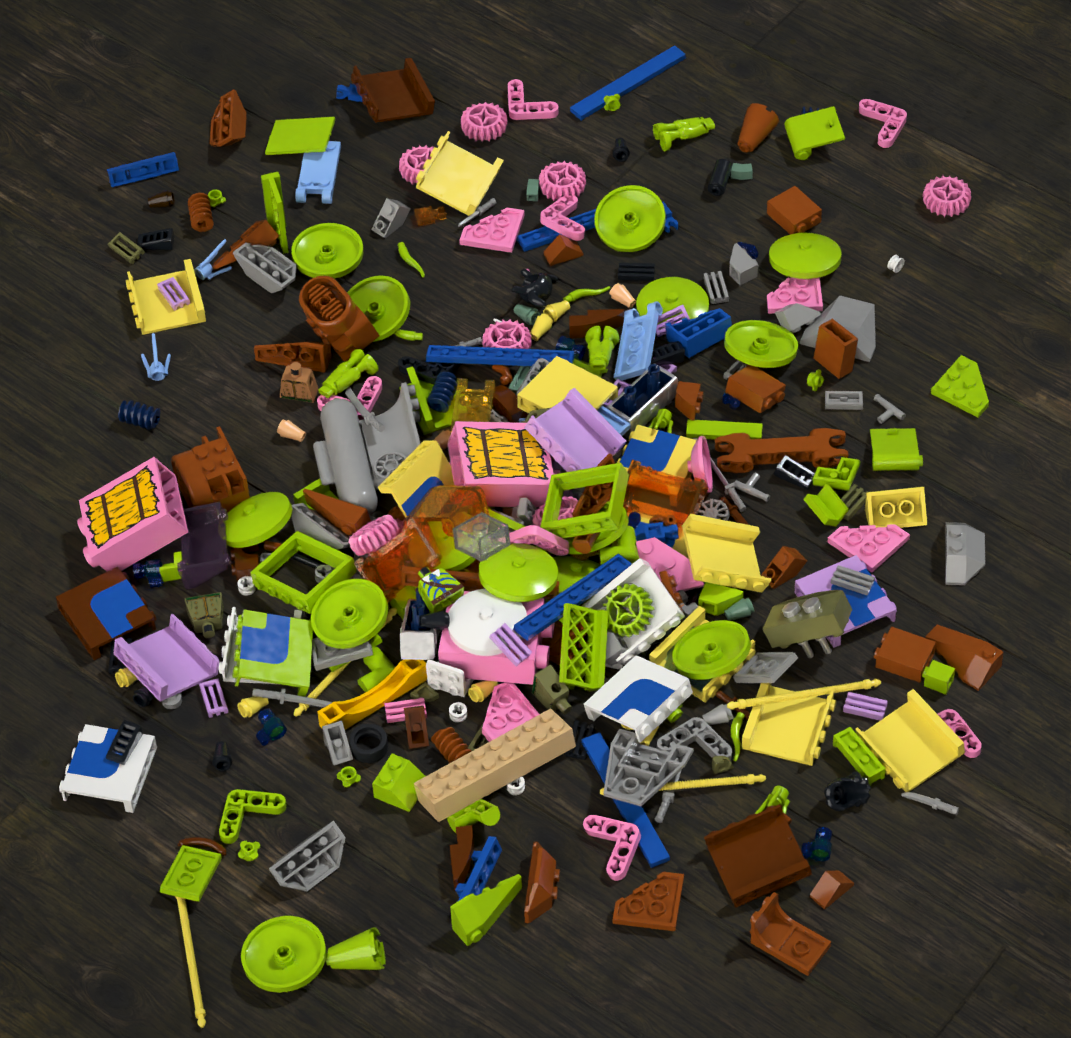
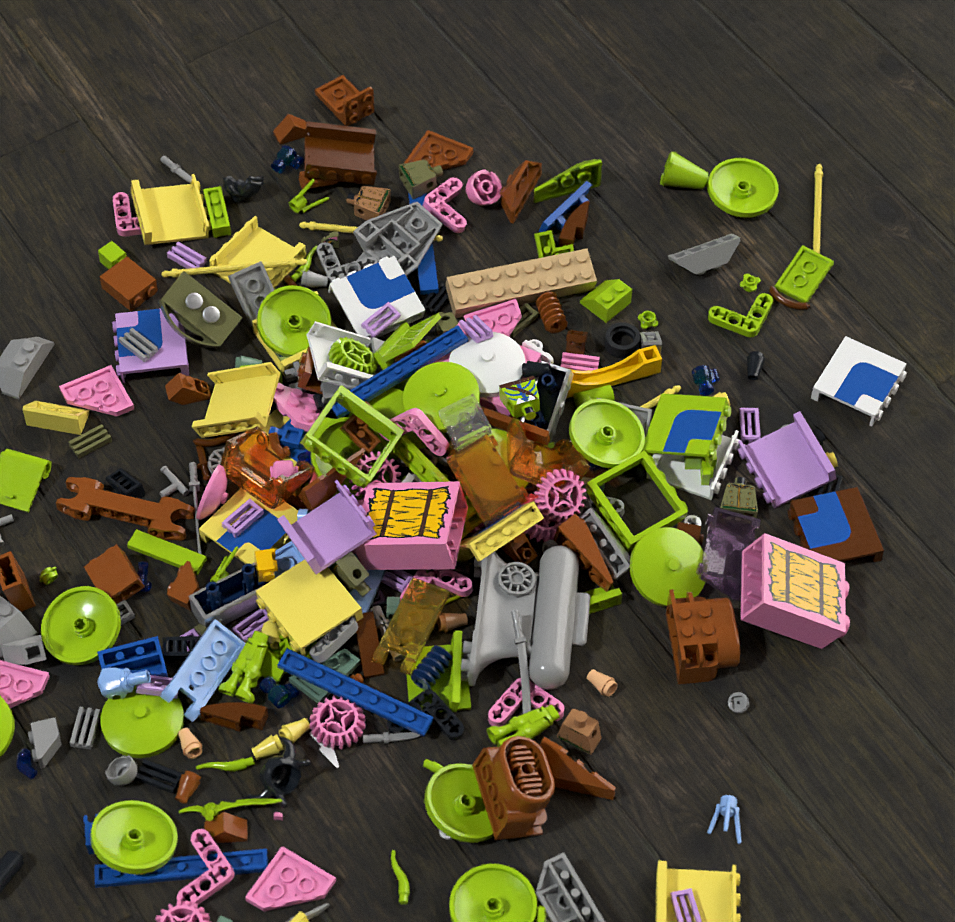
camera: 165 degrees left, 5 degrees up
(128, 730) = (839, 392): black slope -> none
(139, 415) = (757, 748): dark blue piece -> none
(166, 448) = (738, 702): none -> light grey tile
(282, 696) = (659, 389): light grey sword -> none
(526, 313) = (303, 751): sand green cone -> none
(579, 257) = (211, 809): none -> lime piece
(579, 862) = (483, 188): none -> bright pink cylinder
(608, 269) = (188, 784): none -> dark orange cone
(619, 407) = (266, 564): none -> yellow brick
(625, 672) = (369, 330): none -> lavender tile
(643, 490) = (283, 467): none -> bright pink head
(656, 854) = (419, 177): none -> olive torso
(660, 467) = (245, 520): none -> lavender tile
(666, 260) = (121, 771): none -> light grey hair
(695, 301) = (120, 681): none -> light blue piece
(699, 817) = (370, 202): none -> medium nougat torso
(827, 506) = (117, 435): lime panel -> none
(837, 478) = (88, 457): lime brick -> none
(844, 403) = (31, 553): light grey tile -> none
(971, 657) = (79, 271): dark orange wedge -> none

